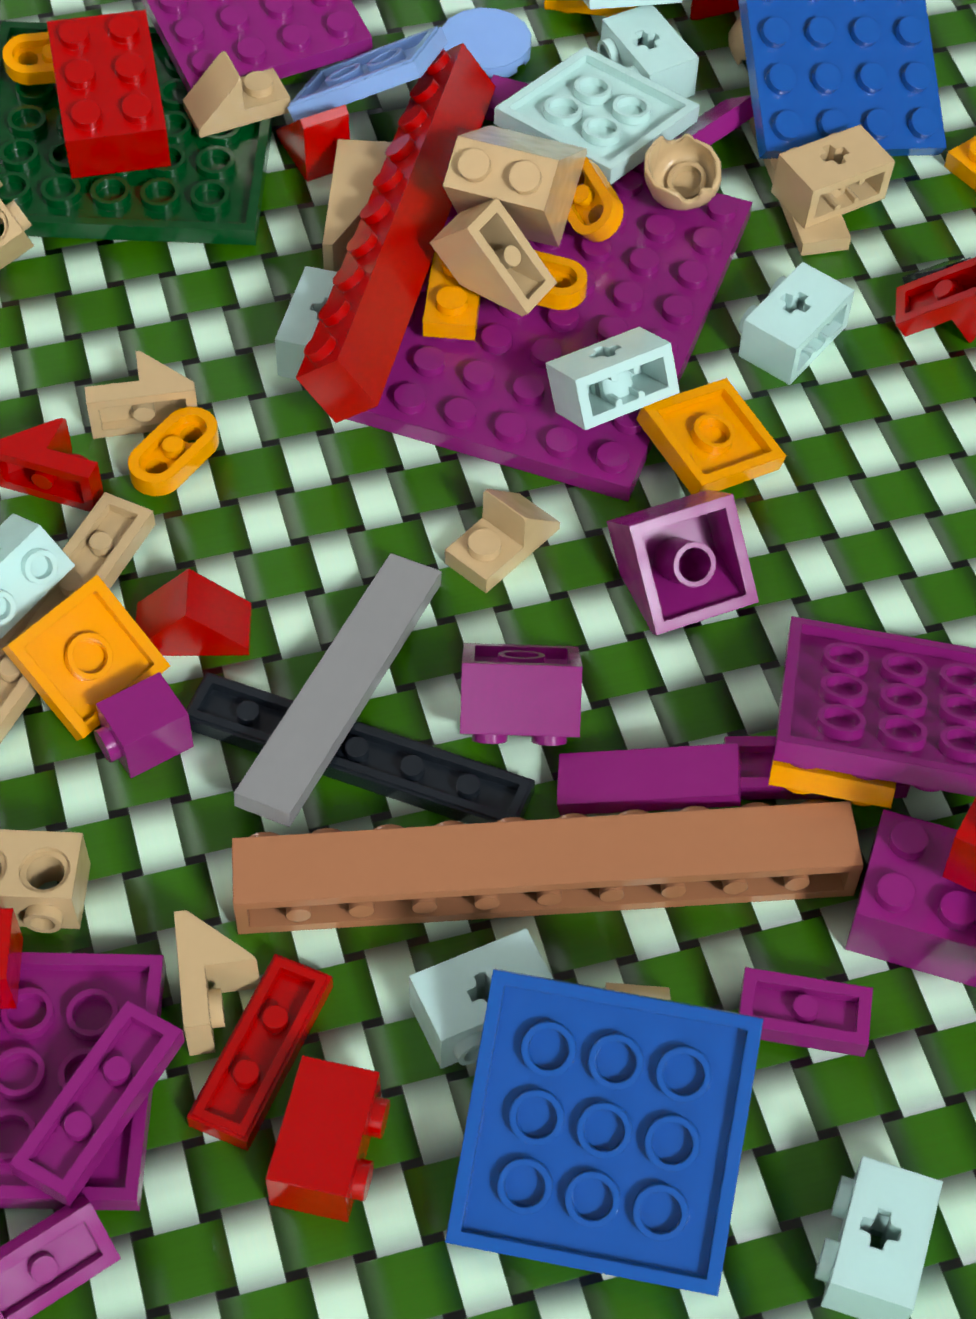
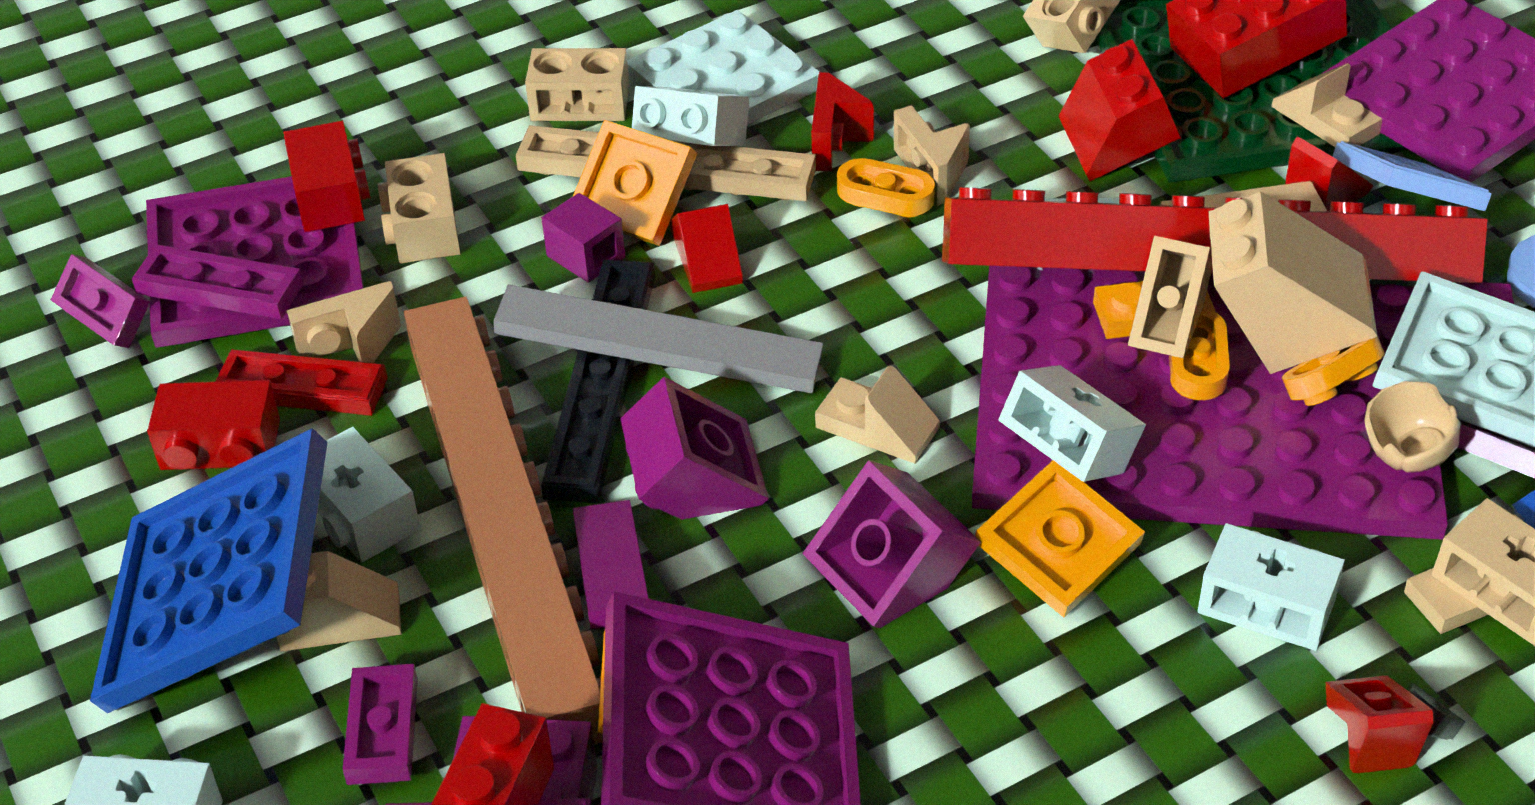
camera: 80 degrees right, 10 degrees down
(166, 240) = (1116, 112): none -> red slope

